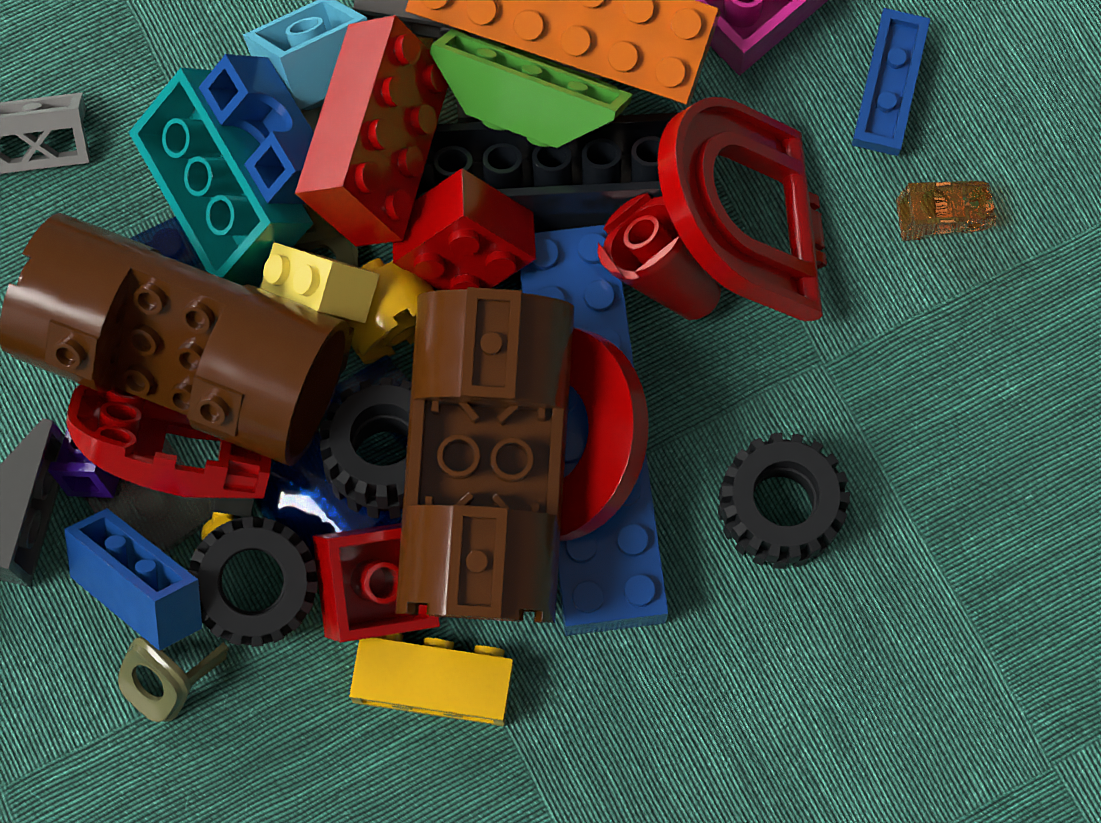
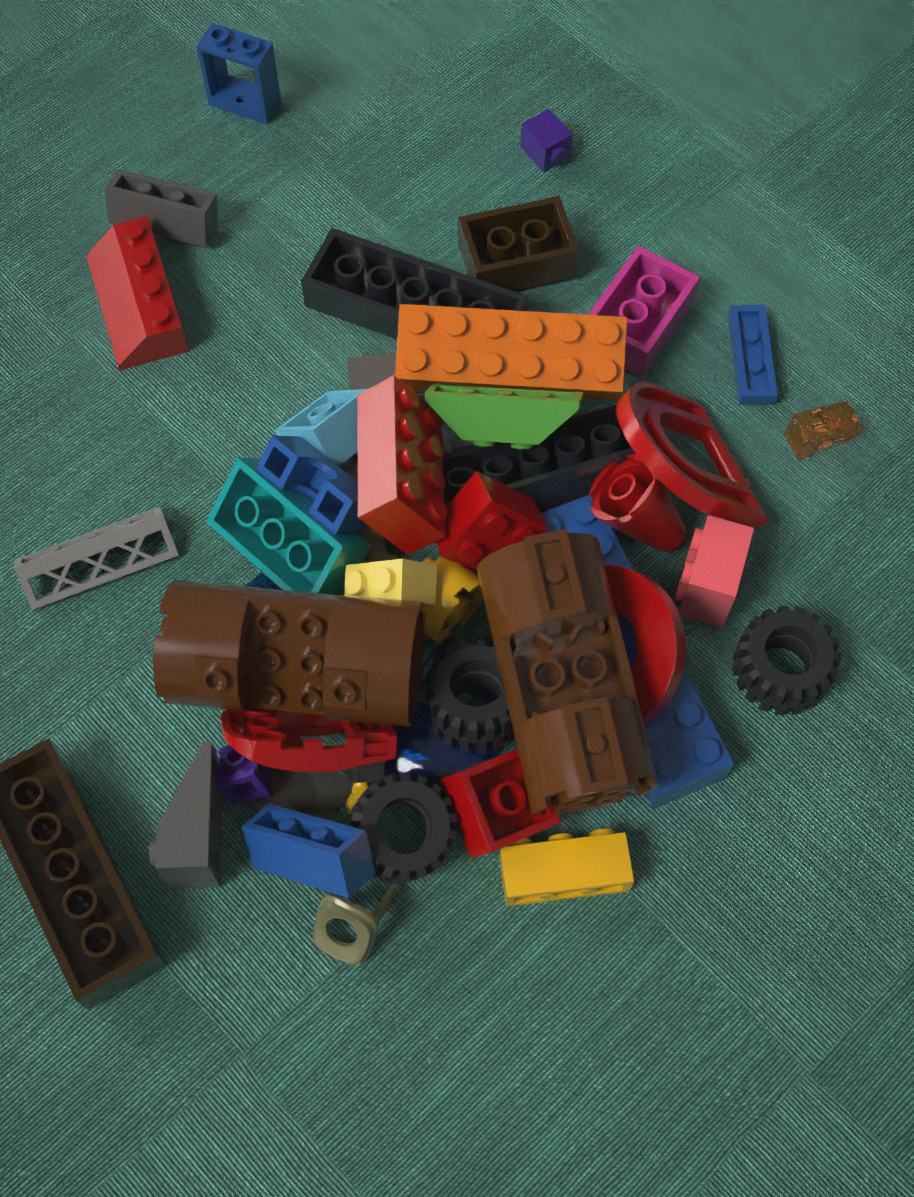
camera: 15 degrees left, 10 degrees down
(732, 365) = (713, 571): none -> coral brick

